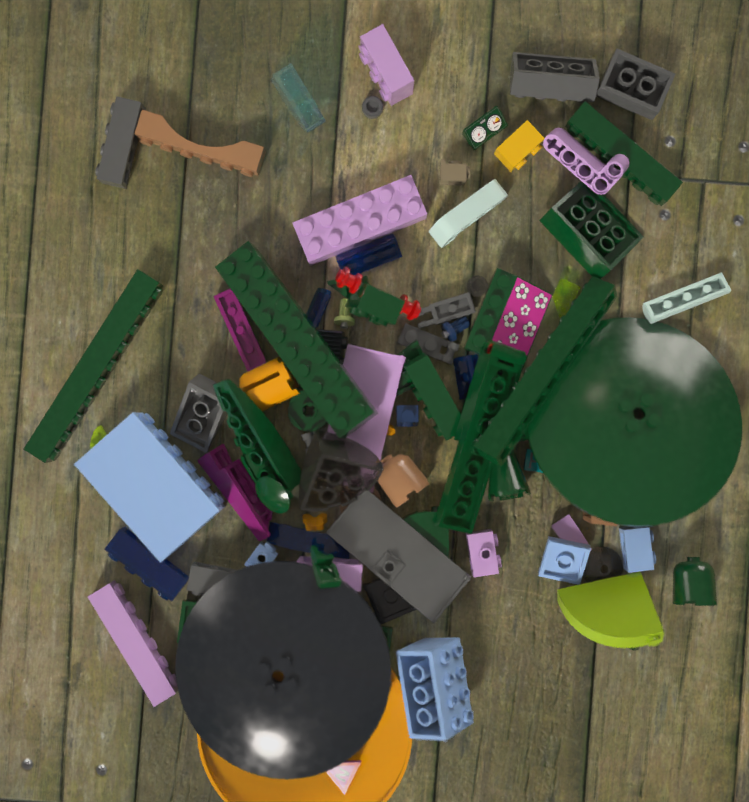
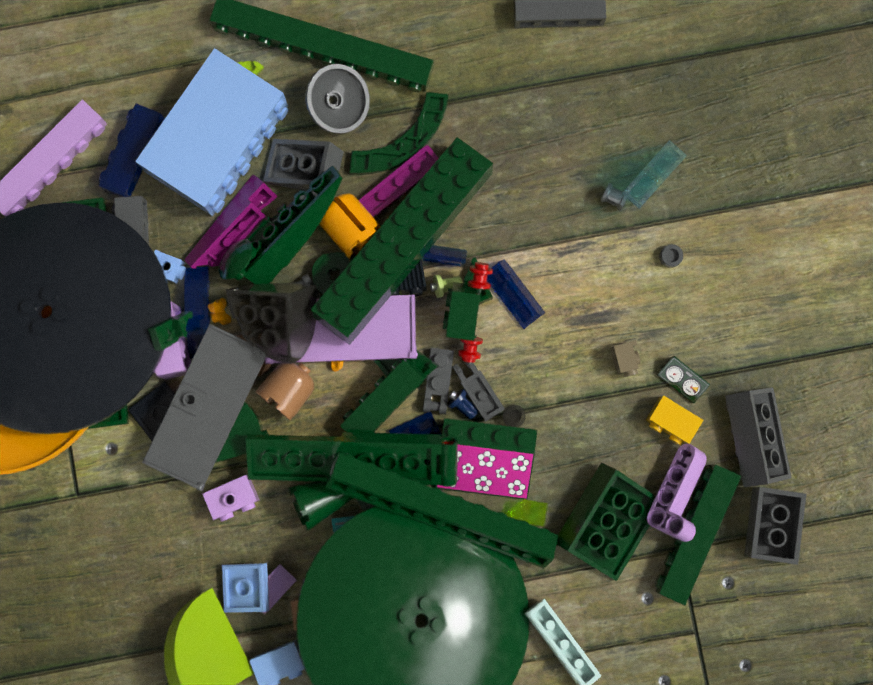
camera: 70 degrees right, 5 degrees down
(153, 355) = (349, 96): none -> dark grey dish
(208, 313) = (408, 144): none -> dark green tile
(240, 156) = (581, 136): medium nougat arch -> none
(305, 142) = (614, 197): none -> flat silver bush
(360, 220) = (547, 273): lavender brick -> none
(386, 65) = (716, 256): lavender brick -> none
(407, 415) = (356, 378): dark blue brick -> none
(434, 688) = (73, 482): light blue brick -> none
(467, 213) = (588, 384): light aqua beam -> none
(602, 556) = (260, 628): clear smoke dish -> none

